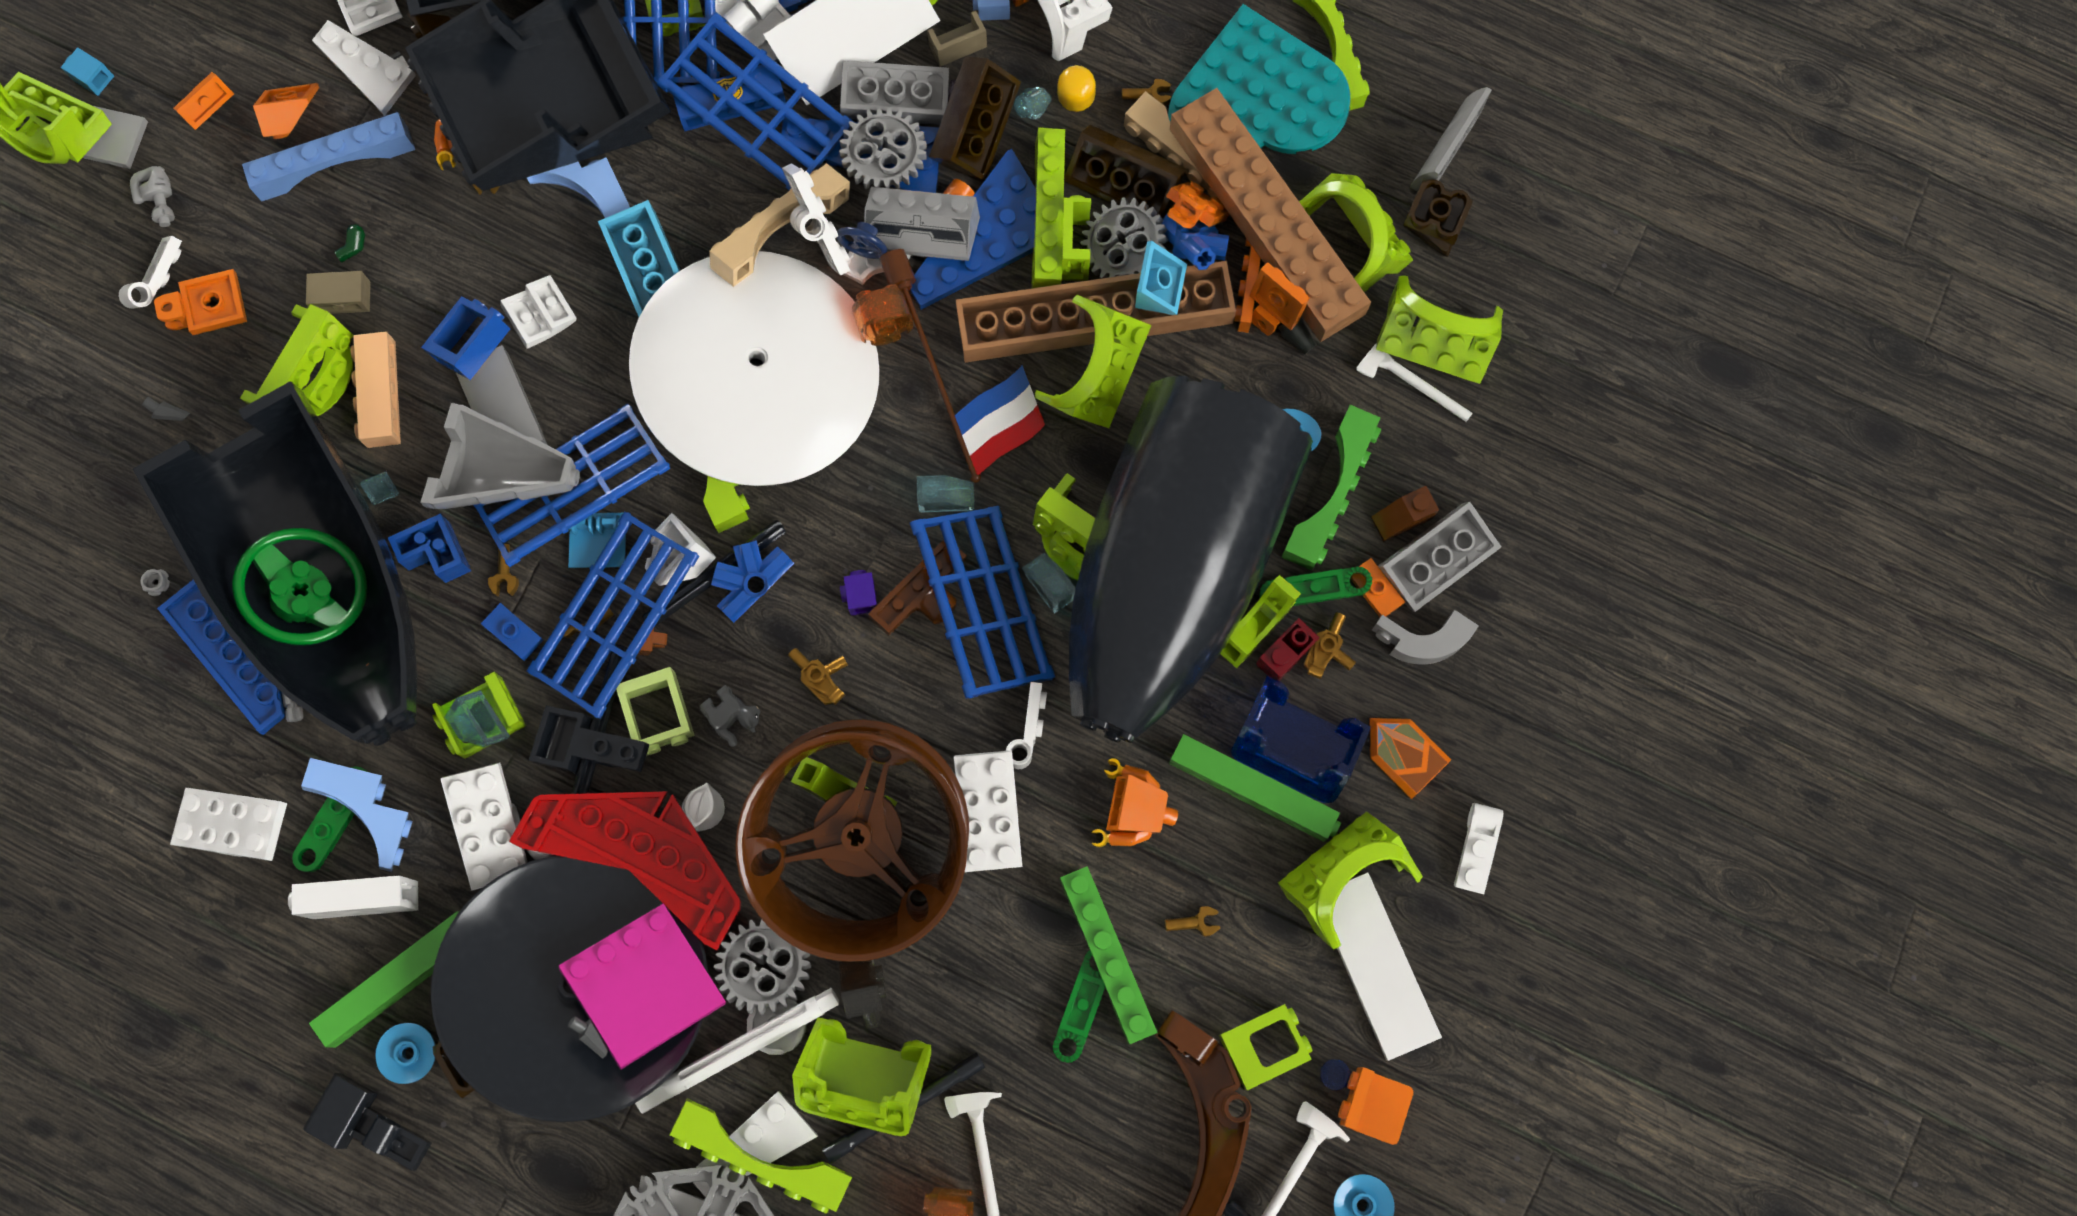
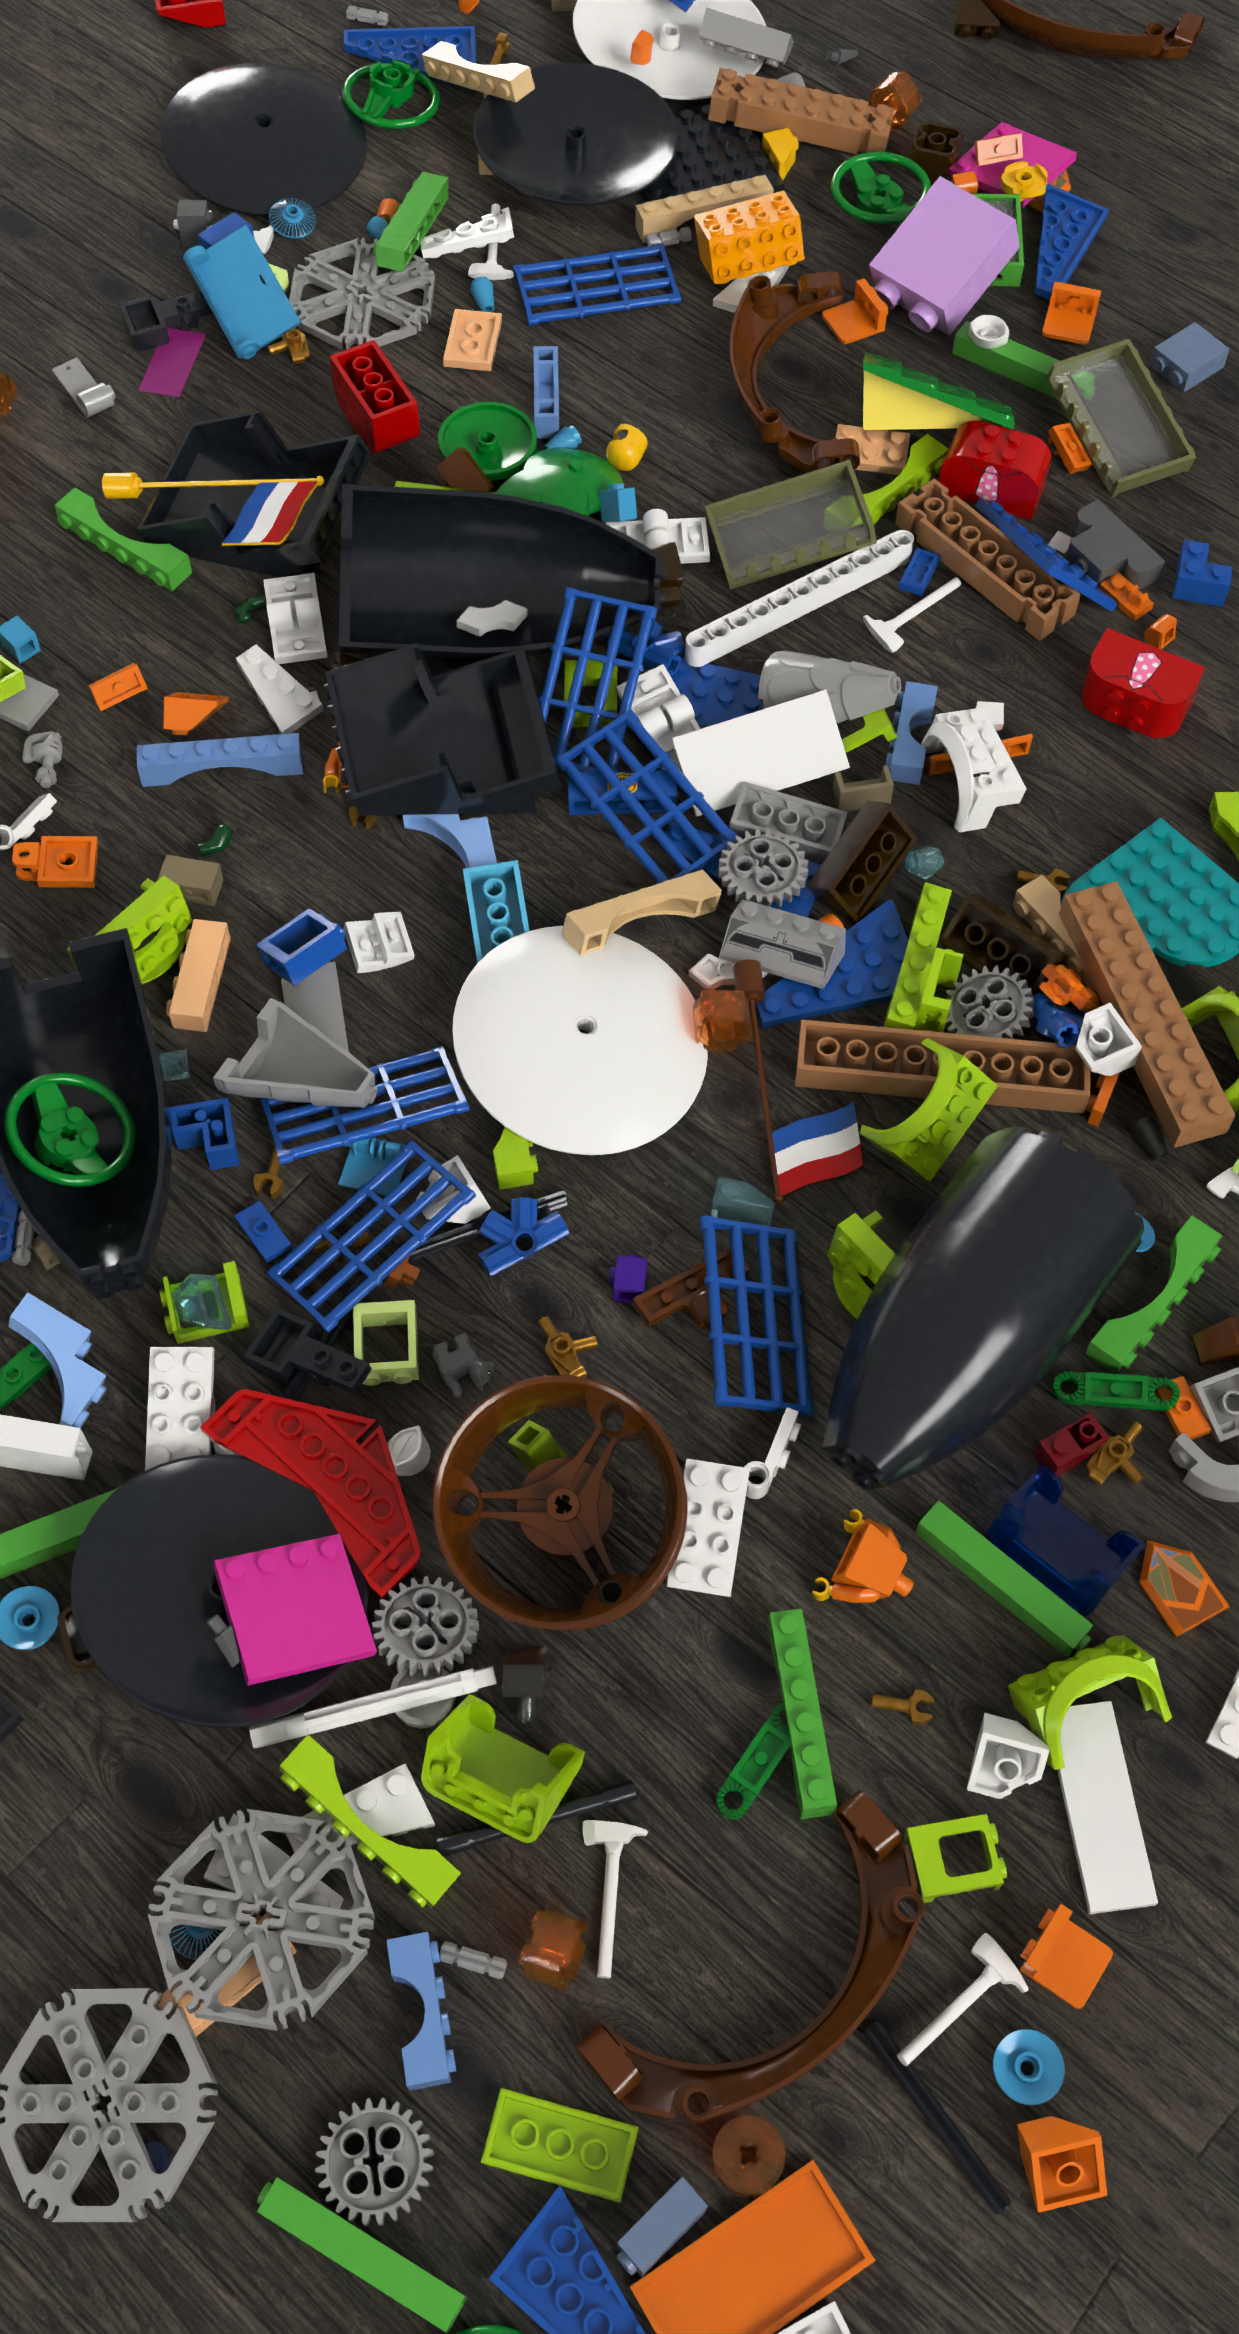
camera: 15 degrees right, 15 degrees down
(813, 208) = (683, 924): white plate -> none
(864, 238) = (723, 942): dark blue piece -> none
(1050, 582) = (832, 1317): clear light blue slope -> none
(1076, 88) = (972, 858): yellow helmet -> none
(1160, 281) = (1016, 1046): medium azure slope -> none
(1239, 255) = (1107, 1042): none -> white slope
(1260, 621) = (1048, 1408): lime arch -> none
(1278, 300) = (1137, 1092): orange plate -> none
(1289, 947) = (1005, 1757): none -> white slope
(1335, 1074) = (1026, 1912): clear blue plate -> none

